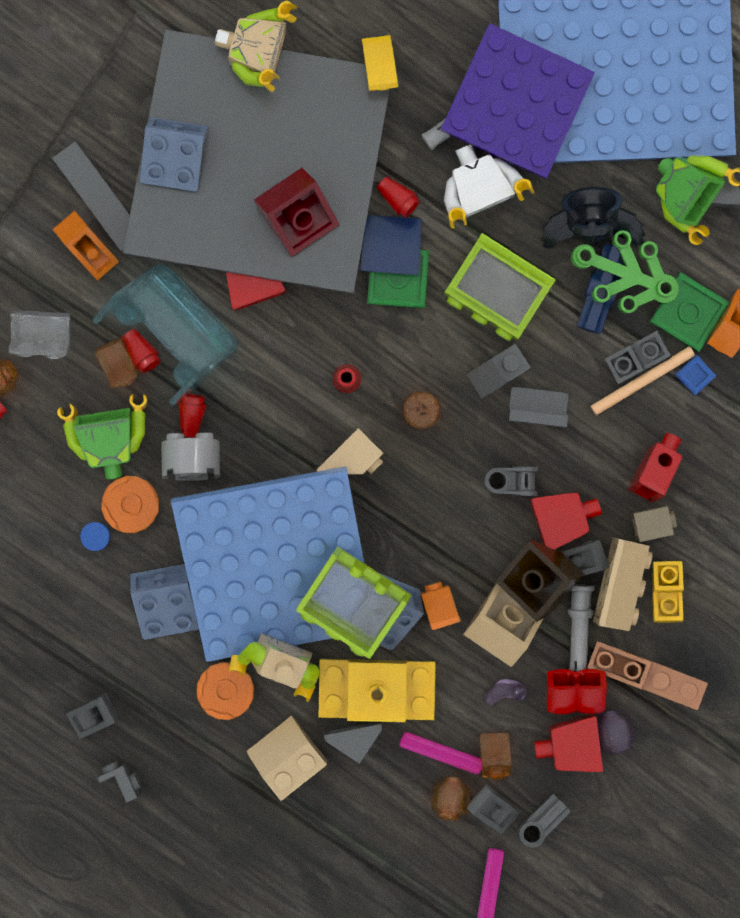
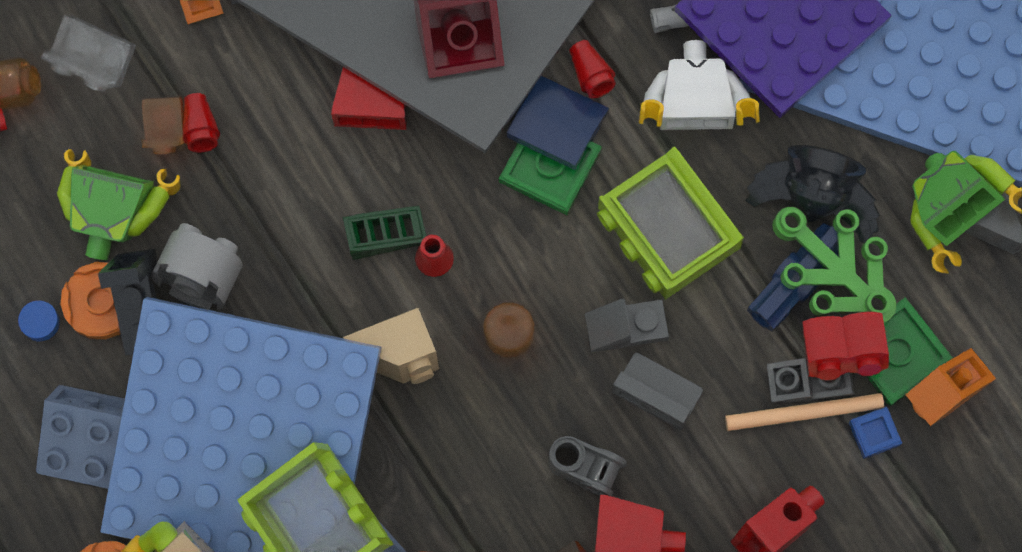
camera: 30 degrees right, 15 degrees down
(152, 490) = (130, 283): none -> black bracket
(177, 321) = (257, 100): clear light blue windscreen -> none
(191, 414) = (226, 218): red cone -> none
(287, 391) = (368, 220): none -> dark green slope
(655, 327) = (845, 345): none -> red brick

